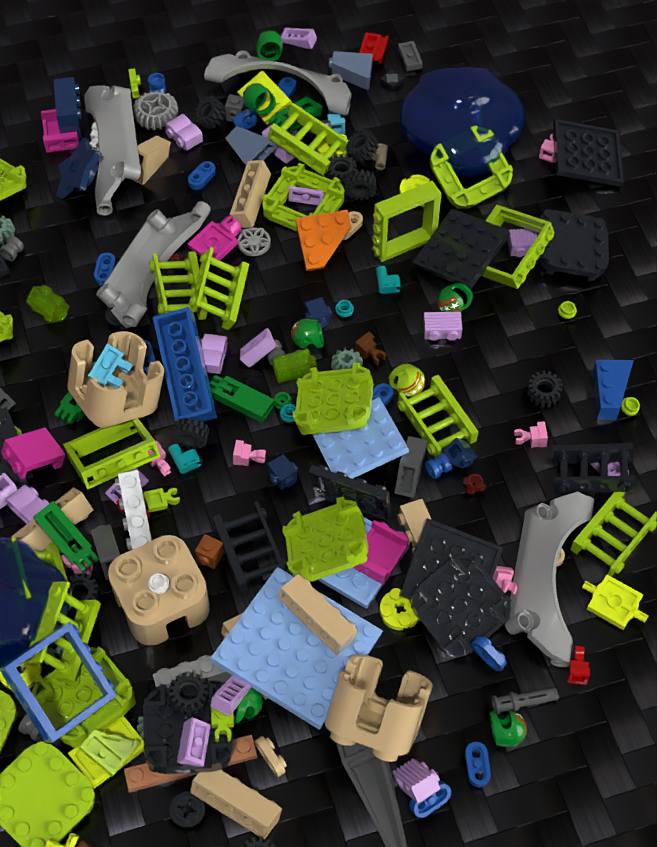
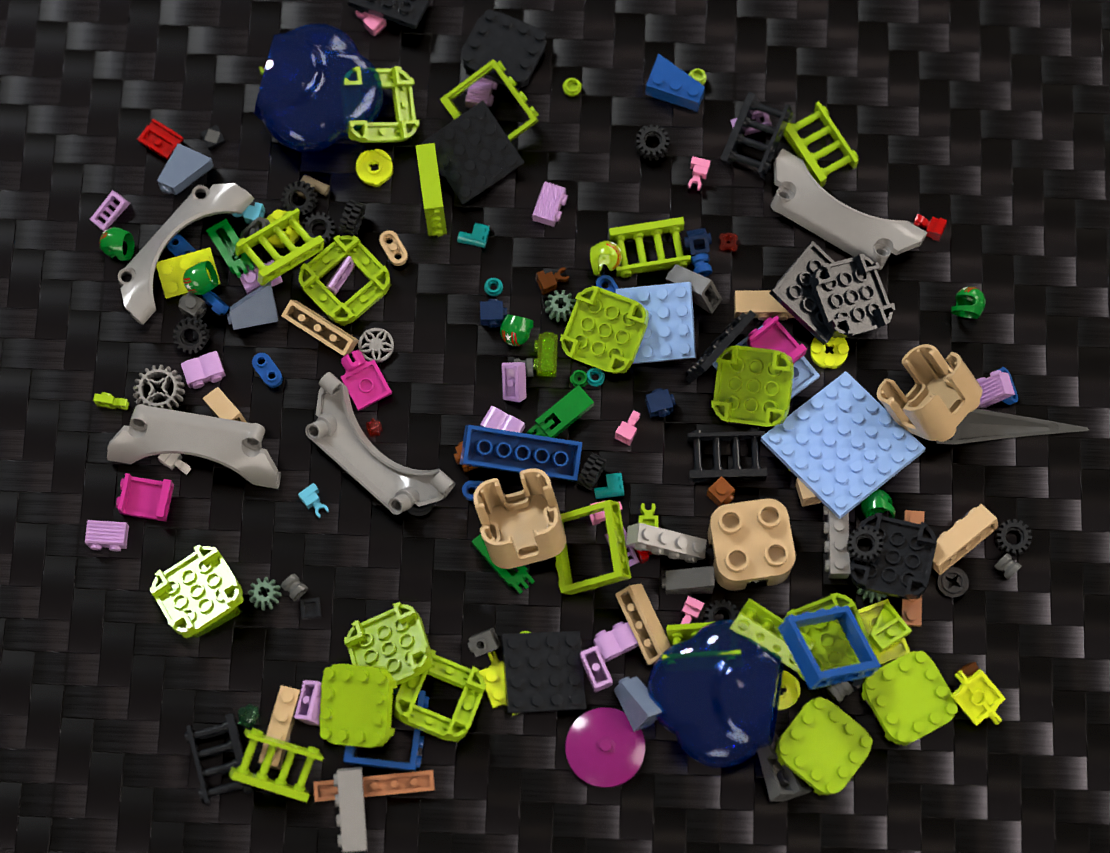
camera: 70 degrees left, 15 degrees up
(19, 115) = (106, 535): none -> lavender brick
(32, 451) = (562, 622): dark pink panel -> none
(47, 303) = (384, 566): clear neon green brick -> none
(61, 532) = (664, 614): green hinge -> none
(67, 105) = (131, 476): dark blue wedge -> none
(78, 169) = (221, 490): dark blue plate -> none
(96, 236) = (310, 498): none -> medium azure piece
(102, 269) = (357, 500): blue plate -> none
(106, 364) = (503, 522): medium azure plate -> none
(156, 82) = (122, 374): blue wheel -> none
(158, 583) = (760, 537): white plate -> none
(189, 264) = (406, 416): lime fence -> none
(194, 742) = (910, 554): lavender slope -> none
(221, 722) = (894, 524): lime plate -> none
(222, 704) = (884, 521): lavender slope -> none
(235, 287) = (439, 382): lime fence -> none
(275, 762) = (921, 501): tan plate -> none
(317, 614) = (824, 416): tan brick -> none
(321, 236) = (403, 277): orange plate -> none
(410, 56) = (188, 106): dark grey plate -> none
(450, 301) = (529, 188): green helmet -> none
(477, 765) = (988, 336): blue plate -> none
(488, 653) = (900, 291): blue plate -> none
(503, 578) = (837, 253): bright pink piece -> none
(512, 700) = (944, 288): dark grey pin -> none
(615, 602) = (883, 173): neon yellow plate -> none

